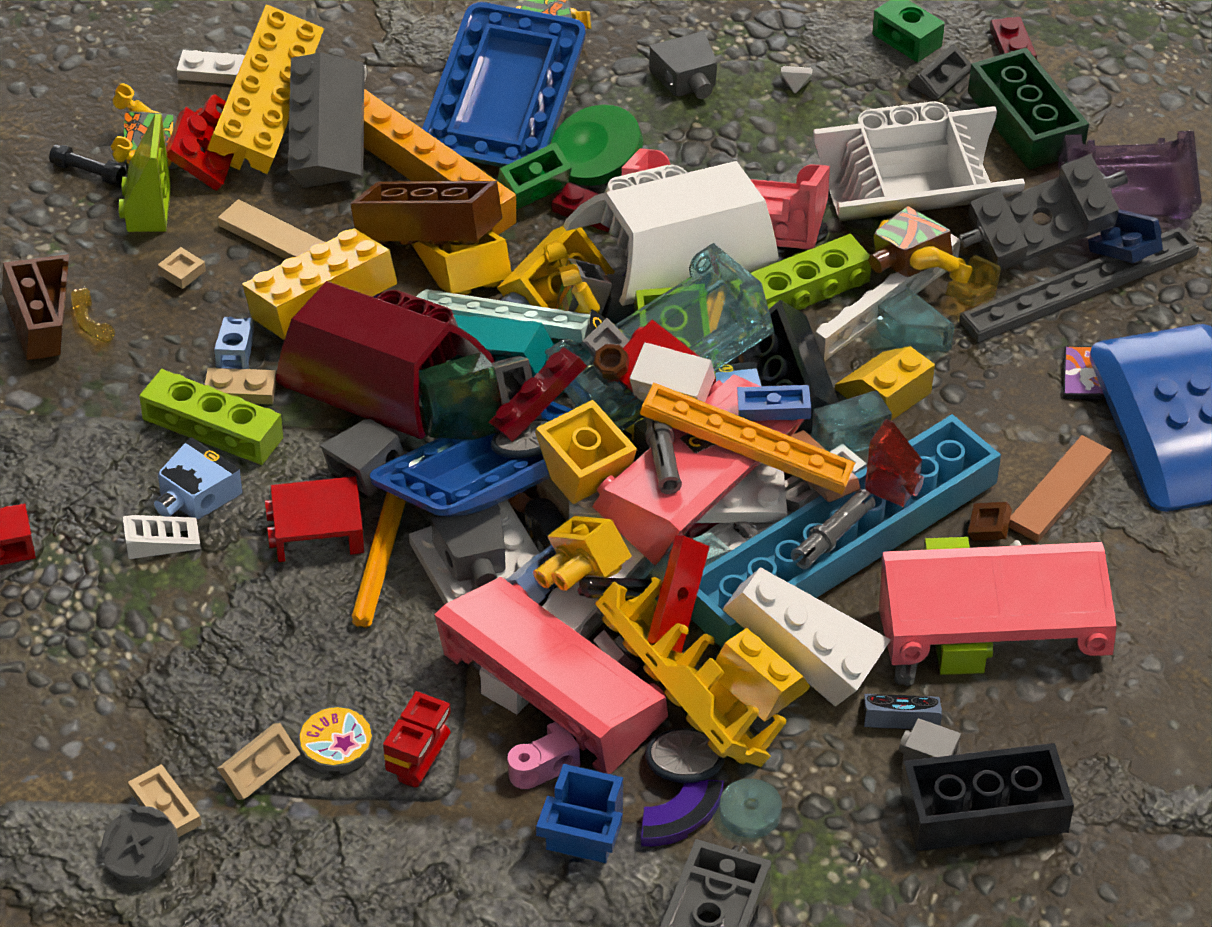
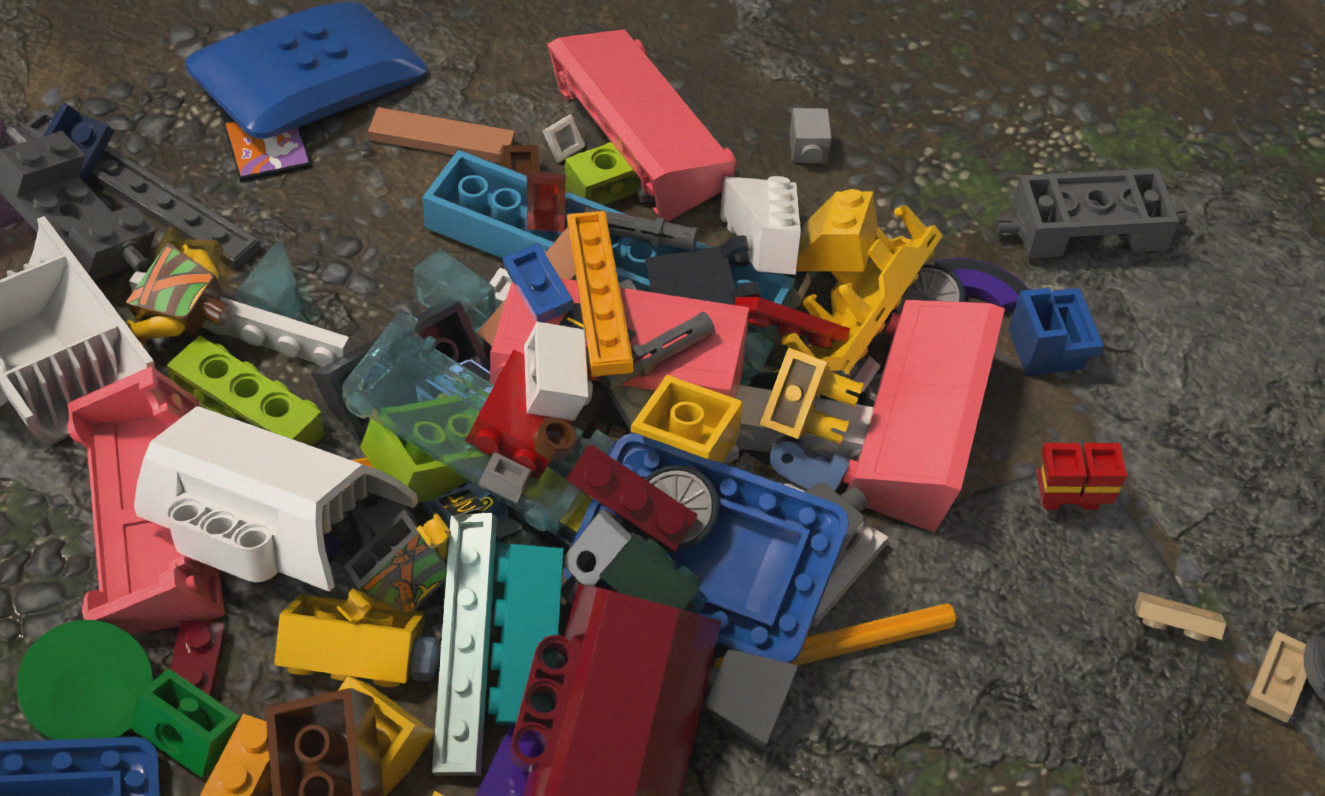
camera: 120 degrees left, 5 degrees up
(315, 512) = (859, 711): red panel -> none
(335, 740) = (1100, 571): tile -> none
(542, 759) = (1013, 395): bright pink leg -> none
(750, 822) = (956, 236): clear light blue piece -> none
(752, 543) = (702, 273): none -> black flag
(898, 375) = (368, 286): yellow slope -> none
(900, 710) = (771, 159): sand blue slope -> none
(986, 796) = (838, 75): black brick -> none

